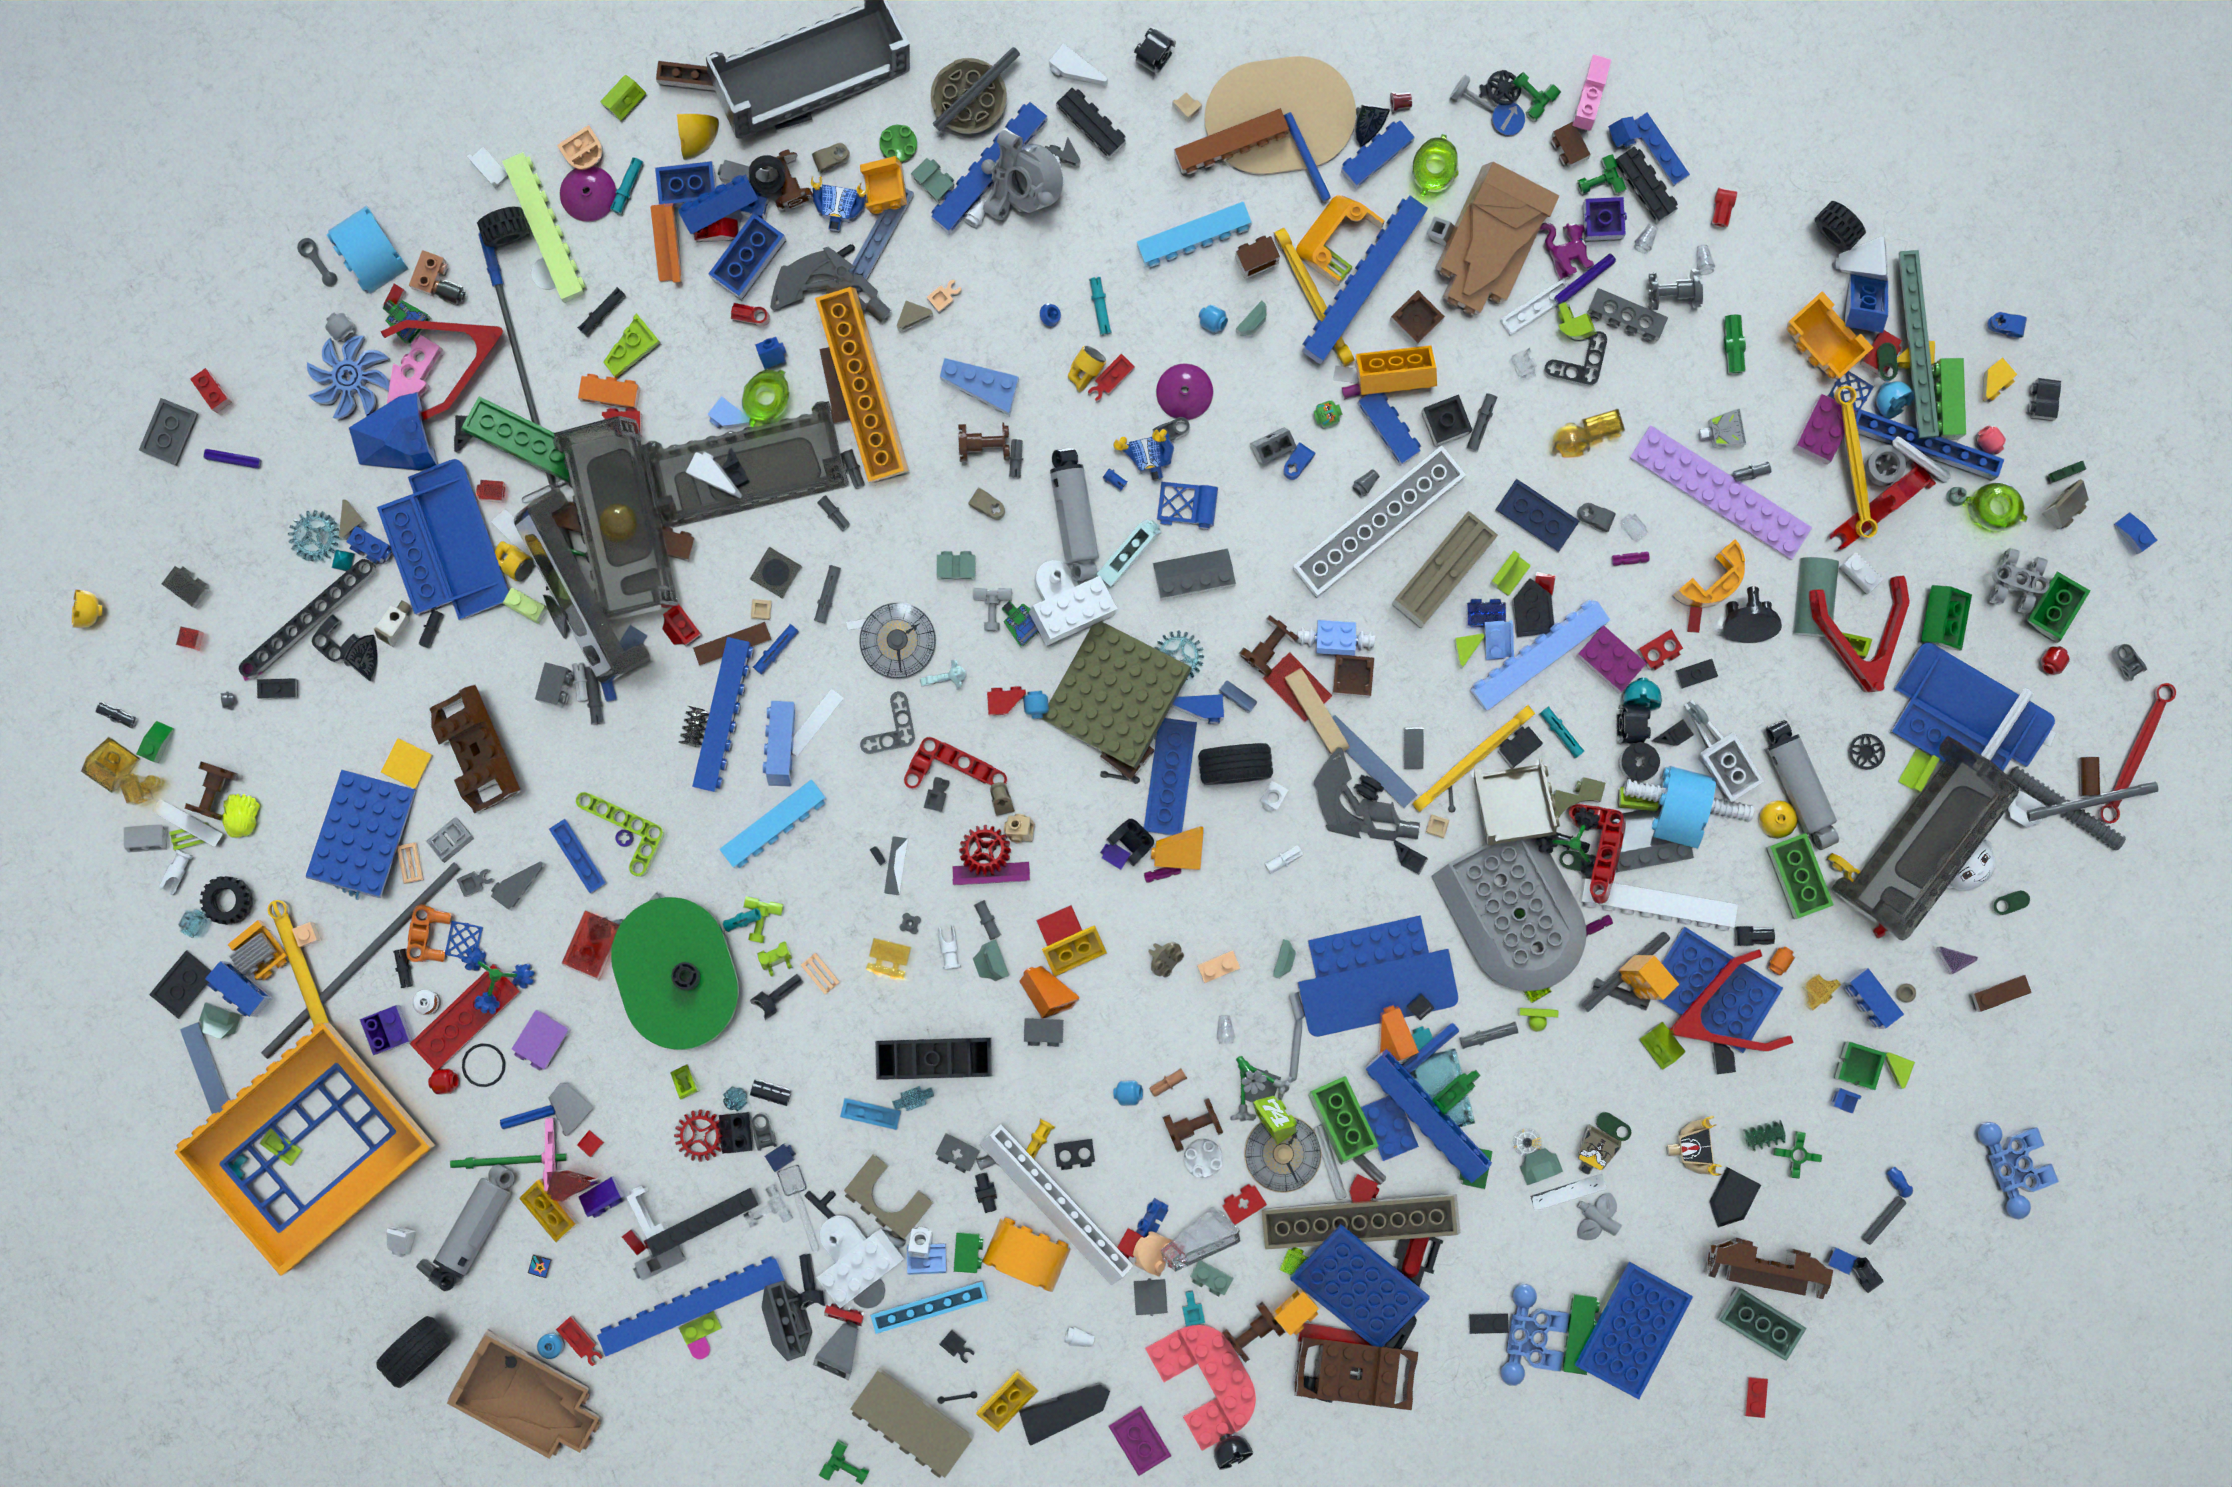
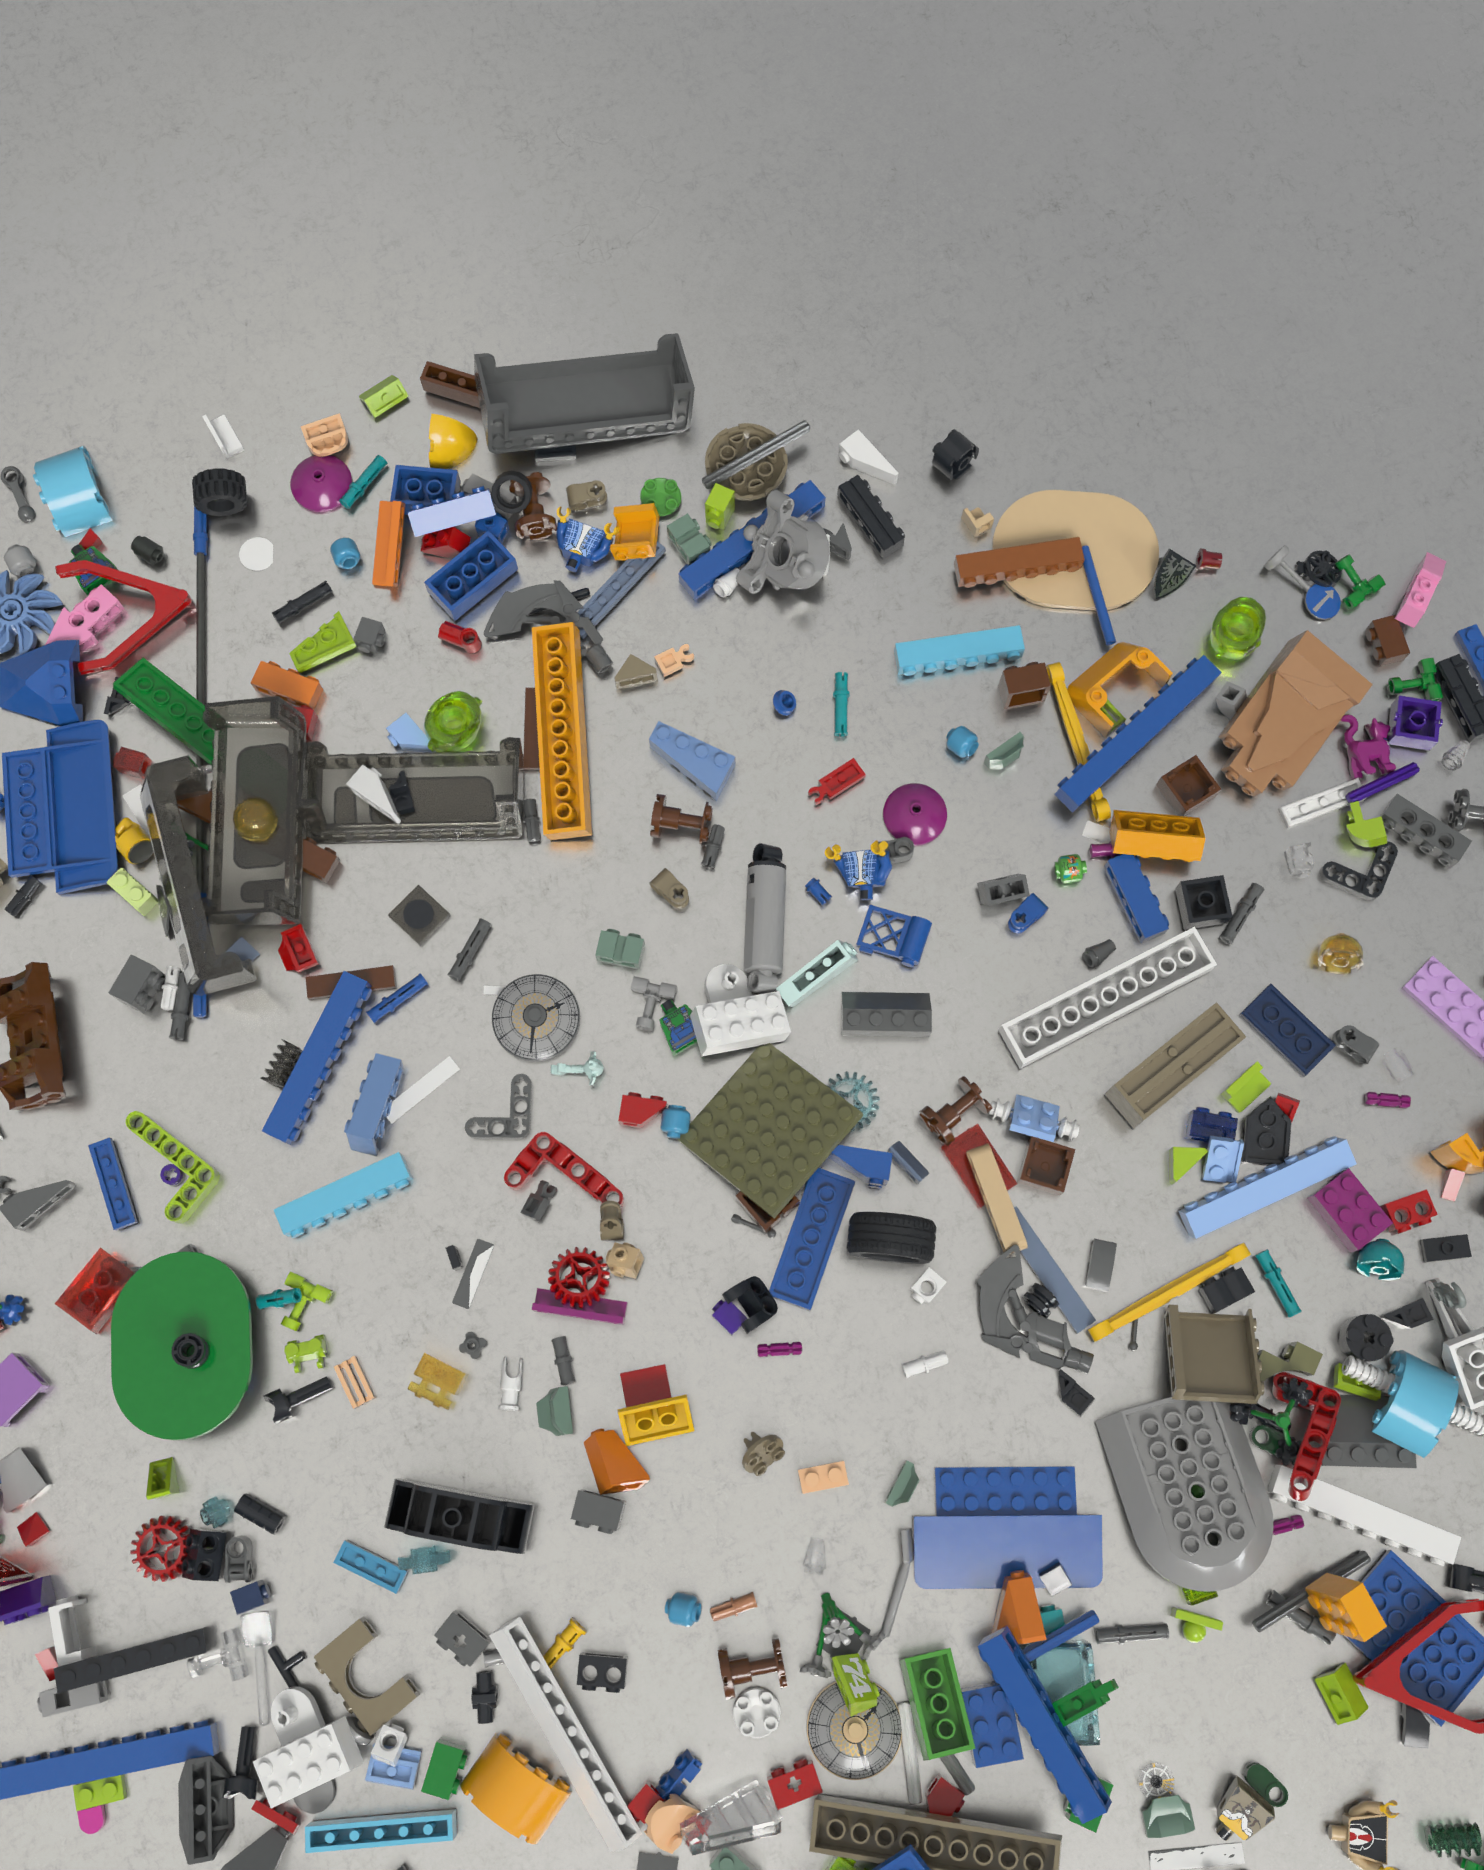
camera: 10 degrees right, 10 degrees down
(428, 273) = (128, 524): nougat brick -> none
(543, 227) = (264, 505): yellowish green brick -> none
(628, 257) = (345, 553): none -> dark azure head
(670, 330) = (369, 635): none -> dark grey brick
(761, 609) = (392, 951): tan tile -> none
(771, 352) = (472, 678): blue brick -> none
(833, 512) = (498, 862): dark grey axle -> none
(954, 145) = (719, 506): none -> lime brick
(1089, 361) = (819, 760): yellow piece -> none
(1180, 850) = (805, 1326): light orange slope -> none
(1377, 154) = (1174, 608): blue brick -> none
(1437, 826) = (1112, 1363): tan tile -> none
(1603, 426) = (1381, 945): clear yellow brick -> none
(1624, 132) = (1449, 638): blue brick -> none
(1633, 723) = (1366, 1290): black brick -> none

